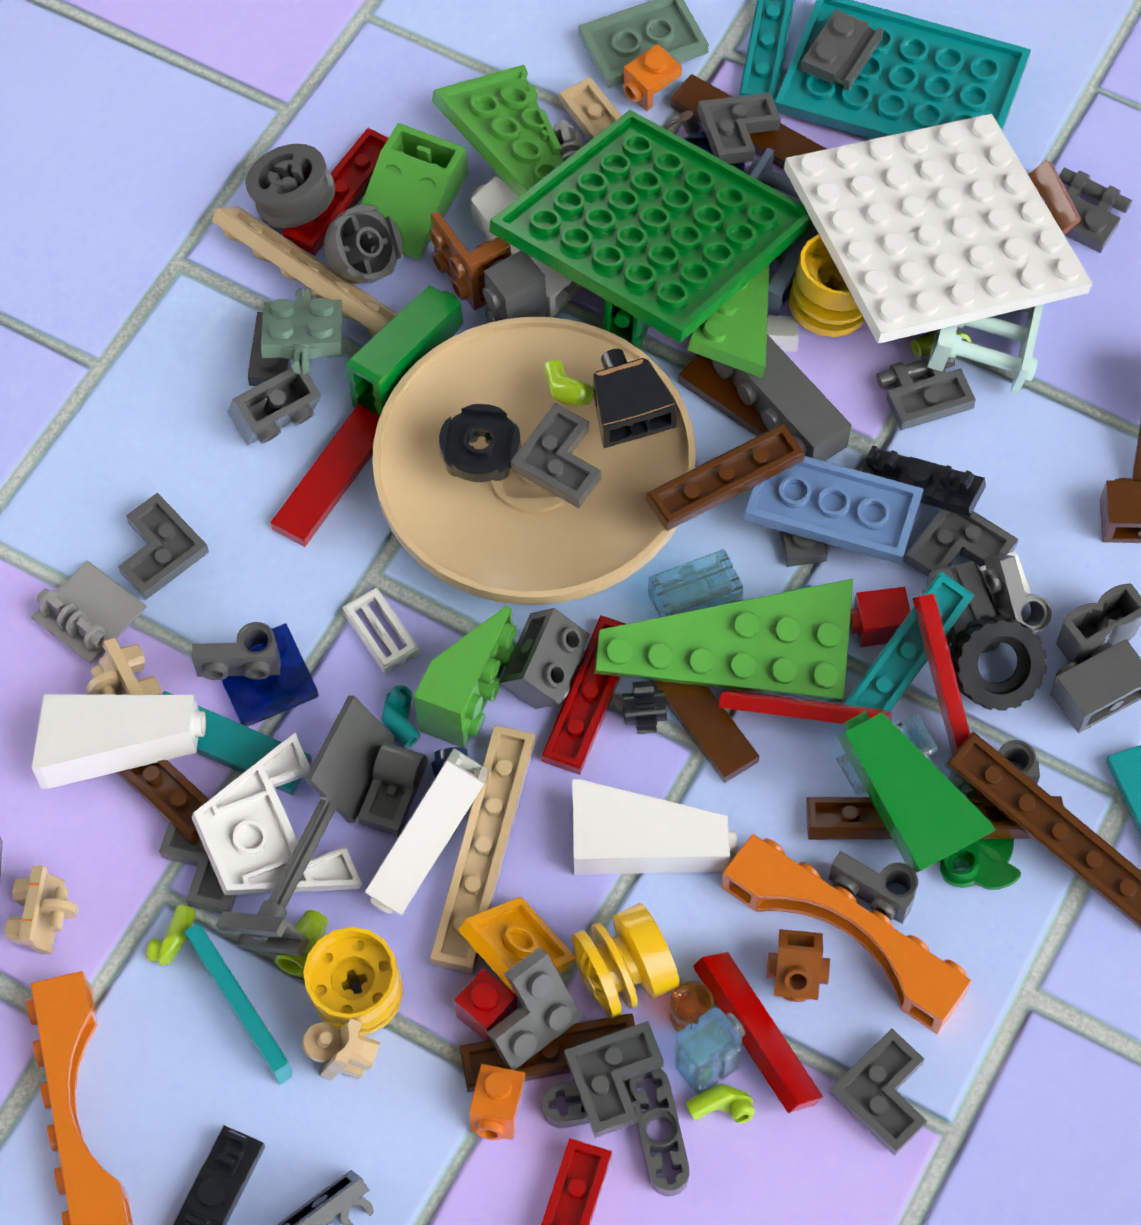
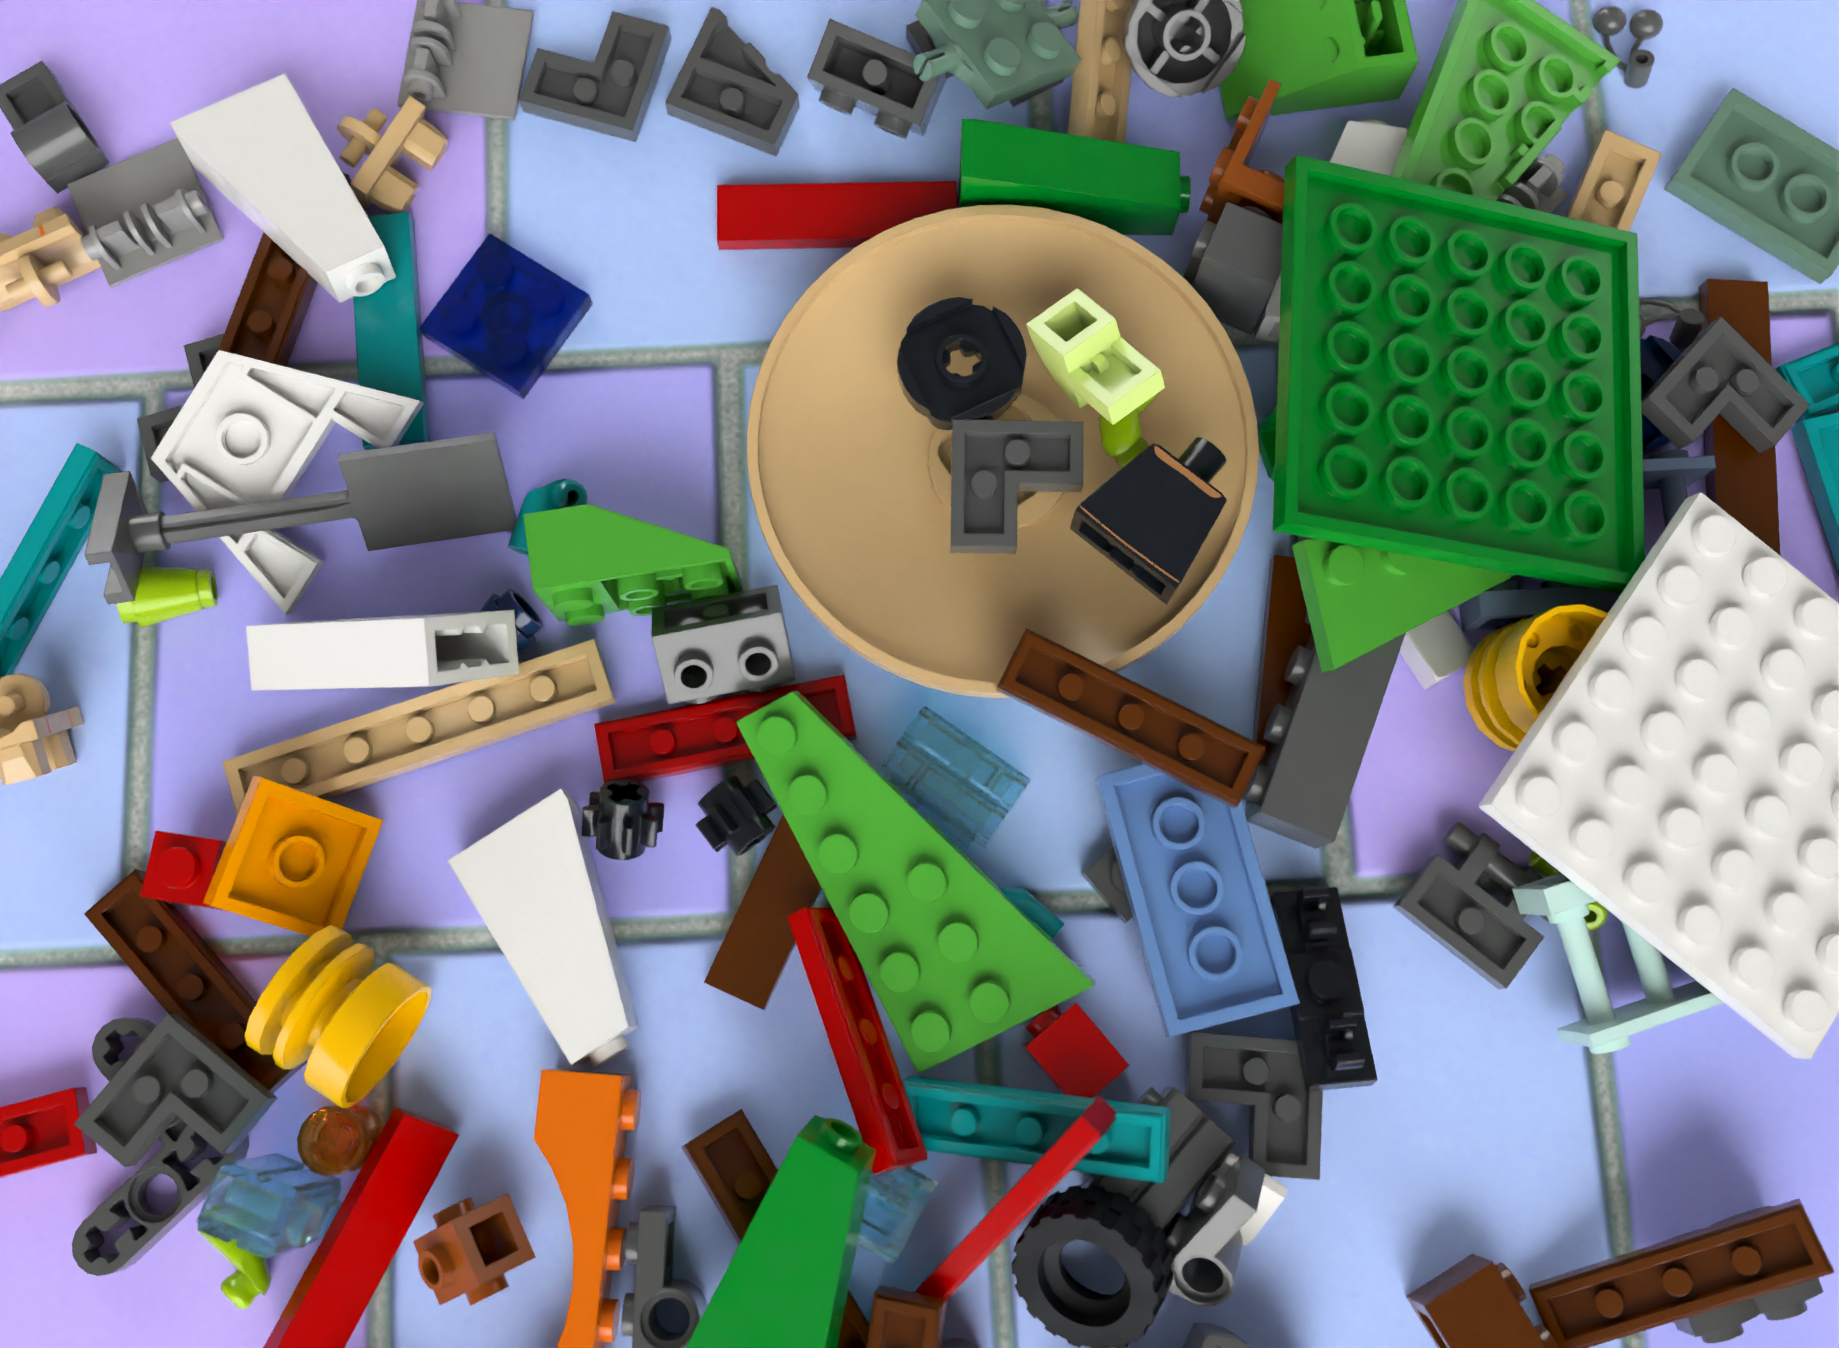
camera: 55 degrees right, 15 degrees up
(52, 834) = (144, 213): none -> light grey hinge
(175, 937) = (99, 435): lime arm -> none
(219, 483) = (732, 90): none -> dark grey wing
(221, 660) = (486, 268): dark grey plate -> none
(348, 957) = (88, 683): yellow wheel -> none
(393, 789) = (448, 565): dark grey plate -> none
(397, 656) = (655, 465): white tile -> none
(496, 1102) = (73, 964): orange bracket -> none
(512, 43) = (1644, 26): none -> dark grey piece
(521, 382) = (1091, 359): none -> yellowish green brick
(544, 1012) = (203, 945): dark grey plate -> none
(608, 764) = (622, 819): none -> black gear
(649, 75) = (1721, 228): orange bracket -> none

